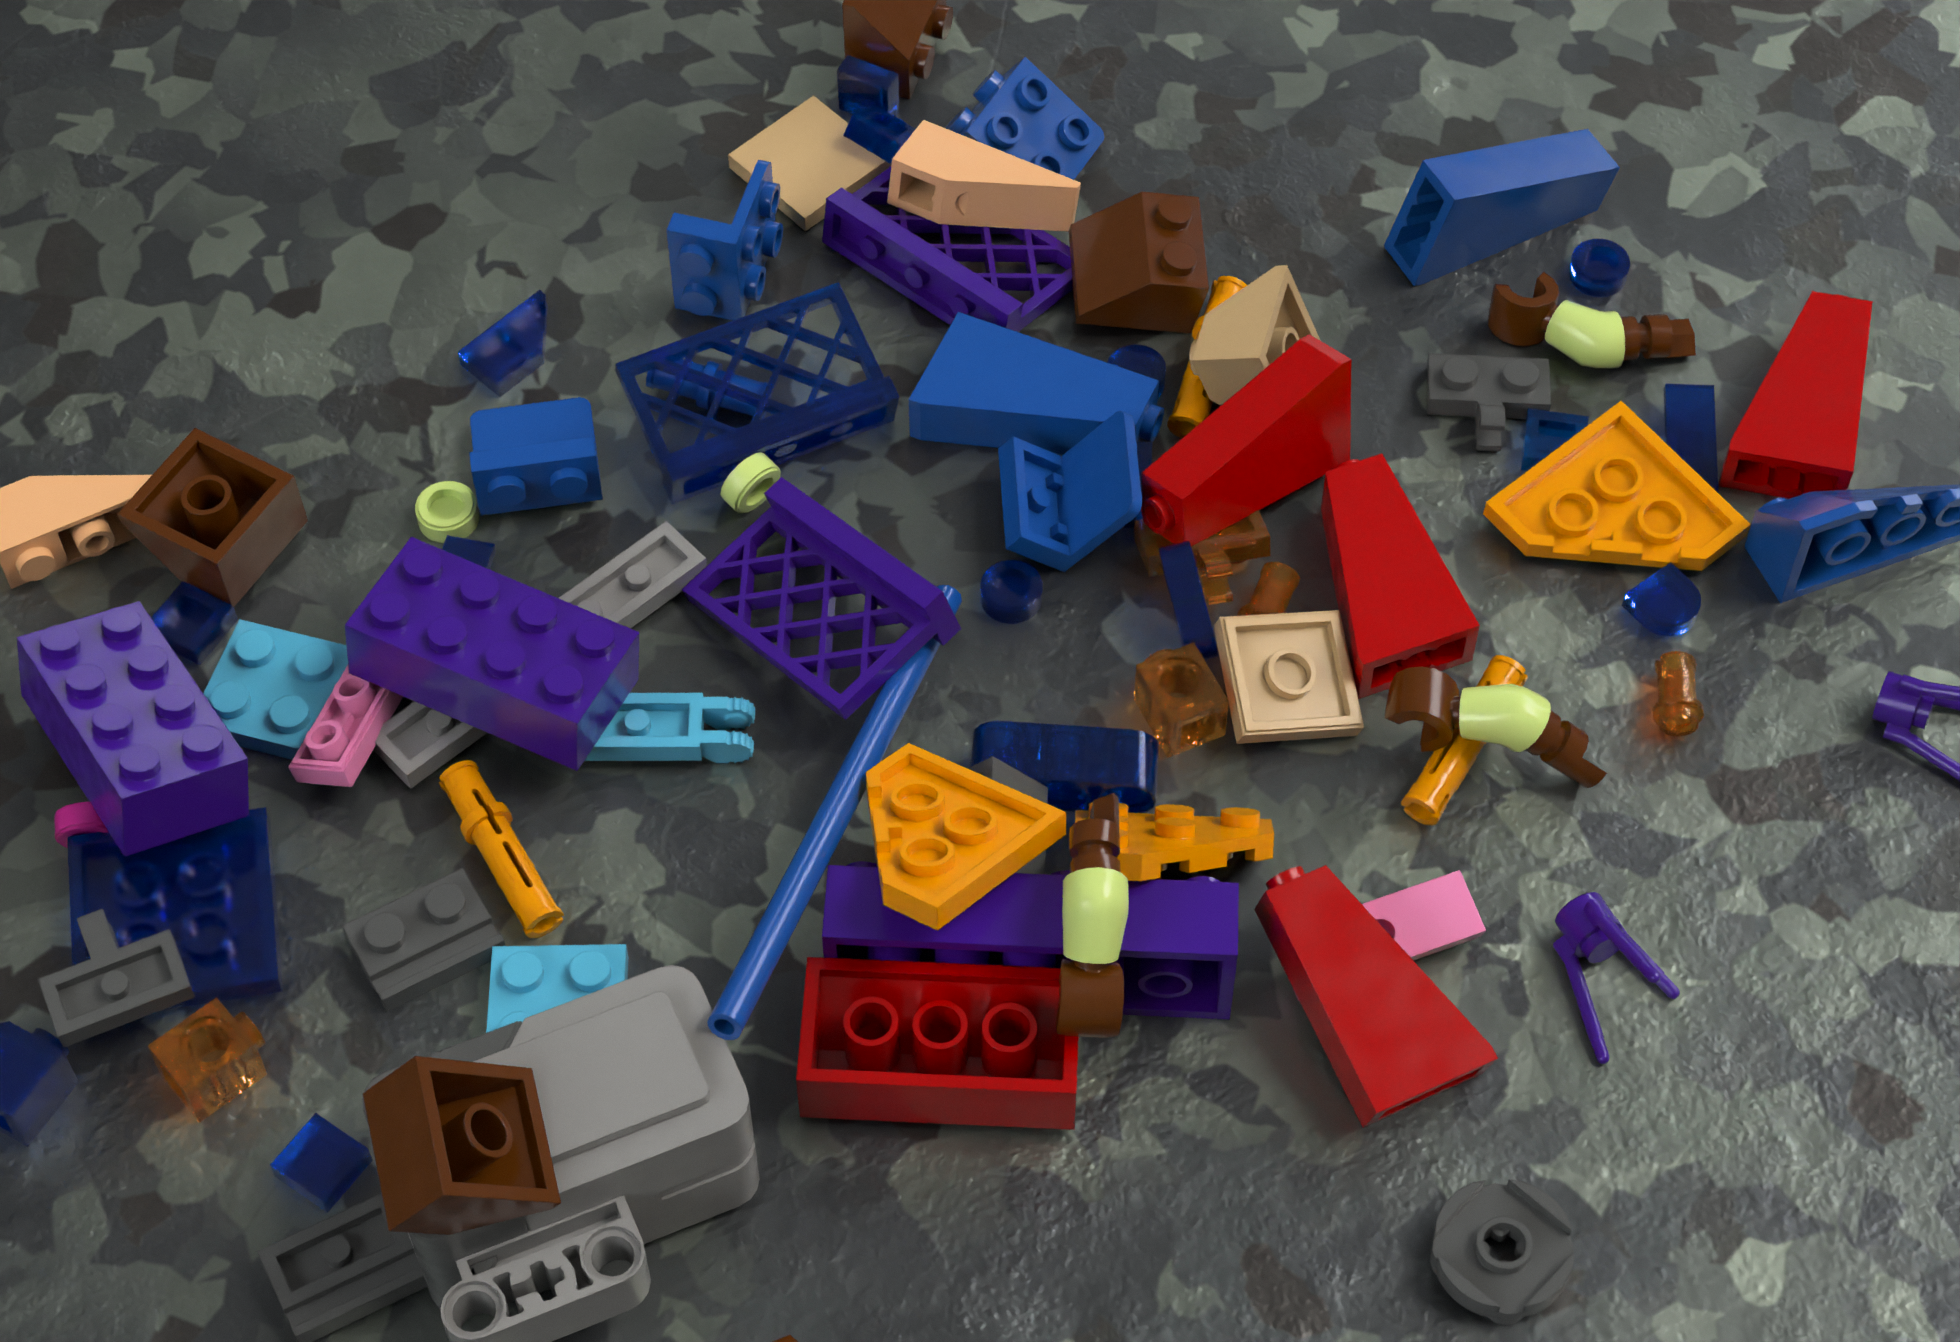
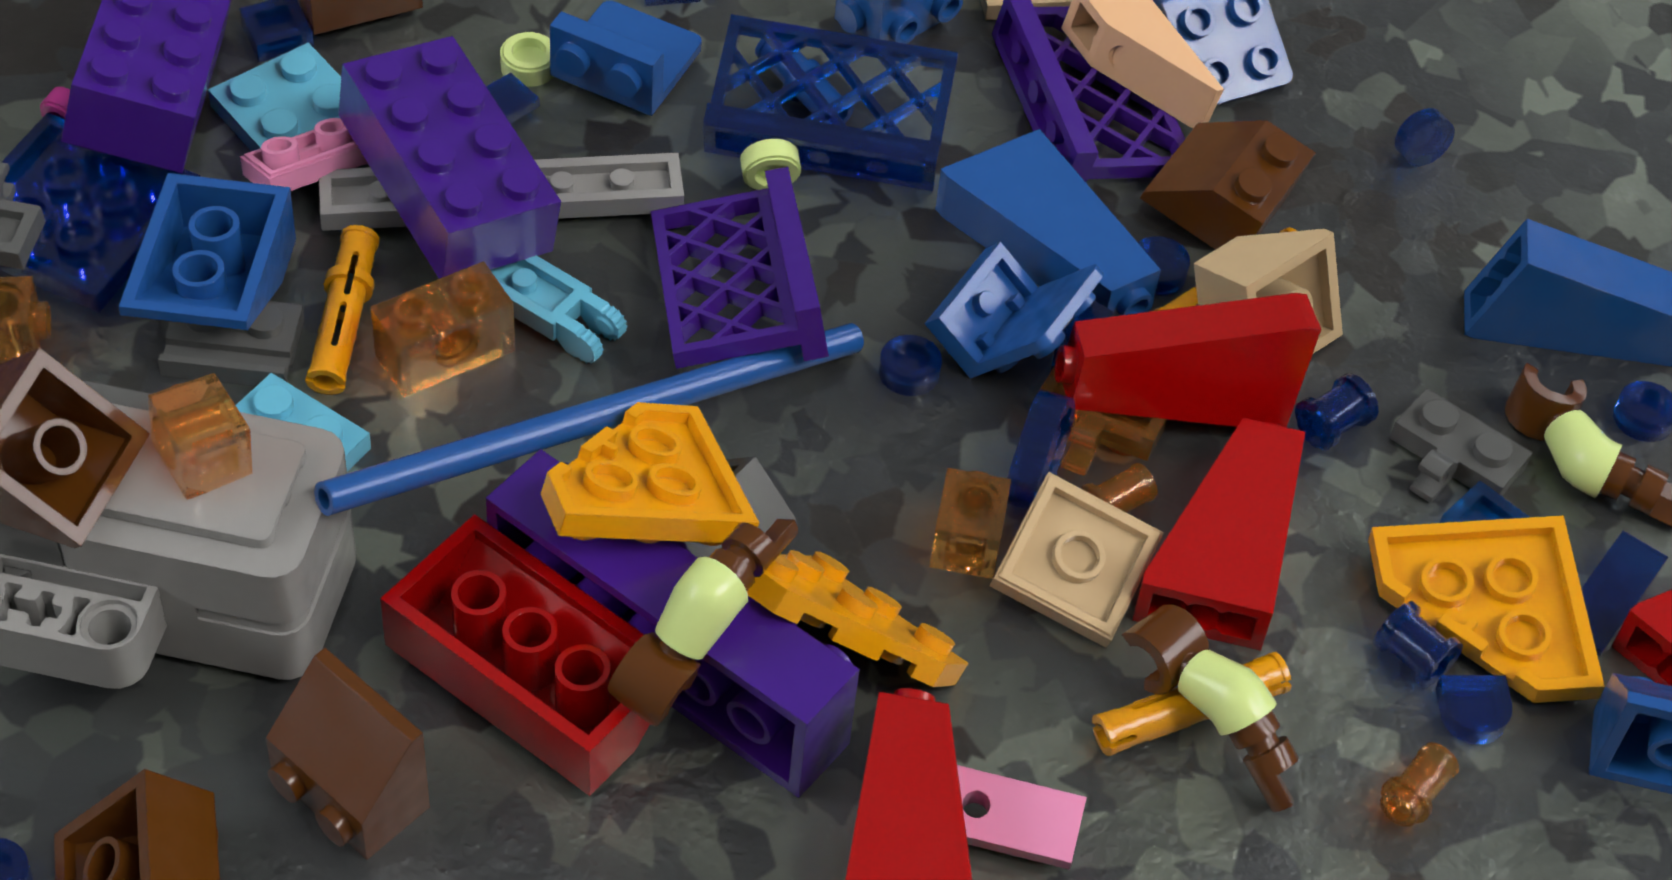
camera: 30 degrees right, 5 degrees down
(360, 875) = (211, 252): none -> blue slope
(584, 1041) = (200, 435): none -> clear orange brick
(610, 810) = (443, 328): none -> clear orange brick
(875, 1229) = (348, 757): none -> reddish brown slope
(1076, 761) = (840, 516): clear blue beam -> none
(1255, 126) = (1424, 137): none -> clear blue tile
(1382, 407) = (1335, 412): none -> clear blue bush
(1590, 578) = (1417, 644): none -> clear blue bush

